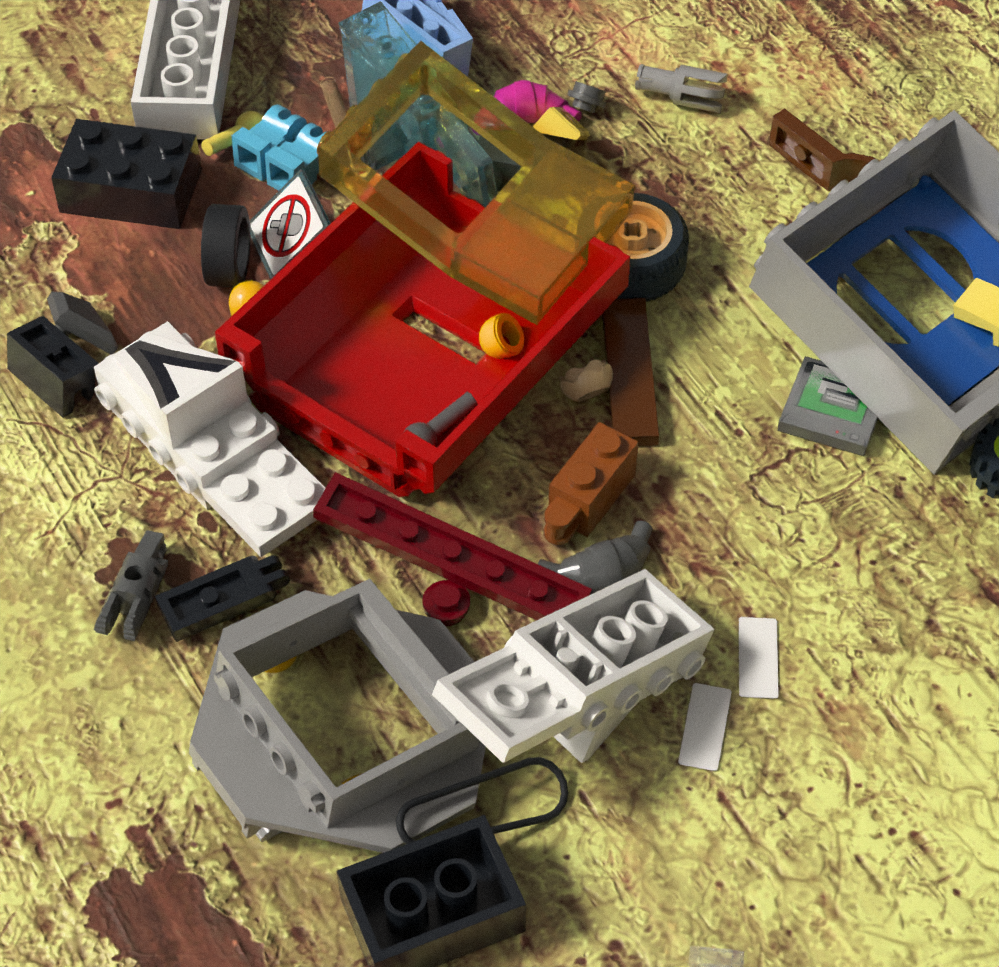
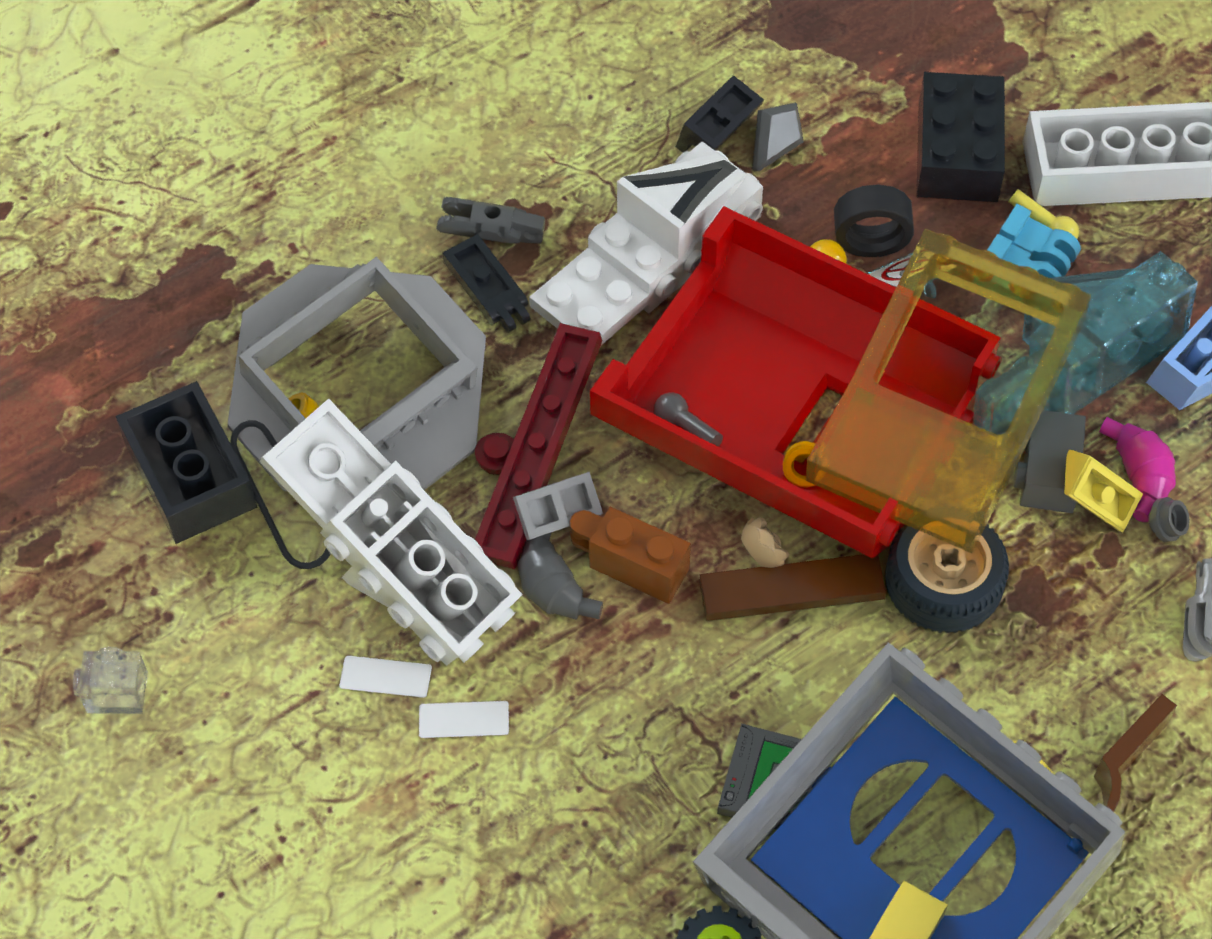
camera: 85 degrees right, 5 degrees up
(529, 540) = (553, 505): none -> light grey slope

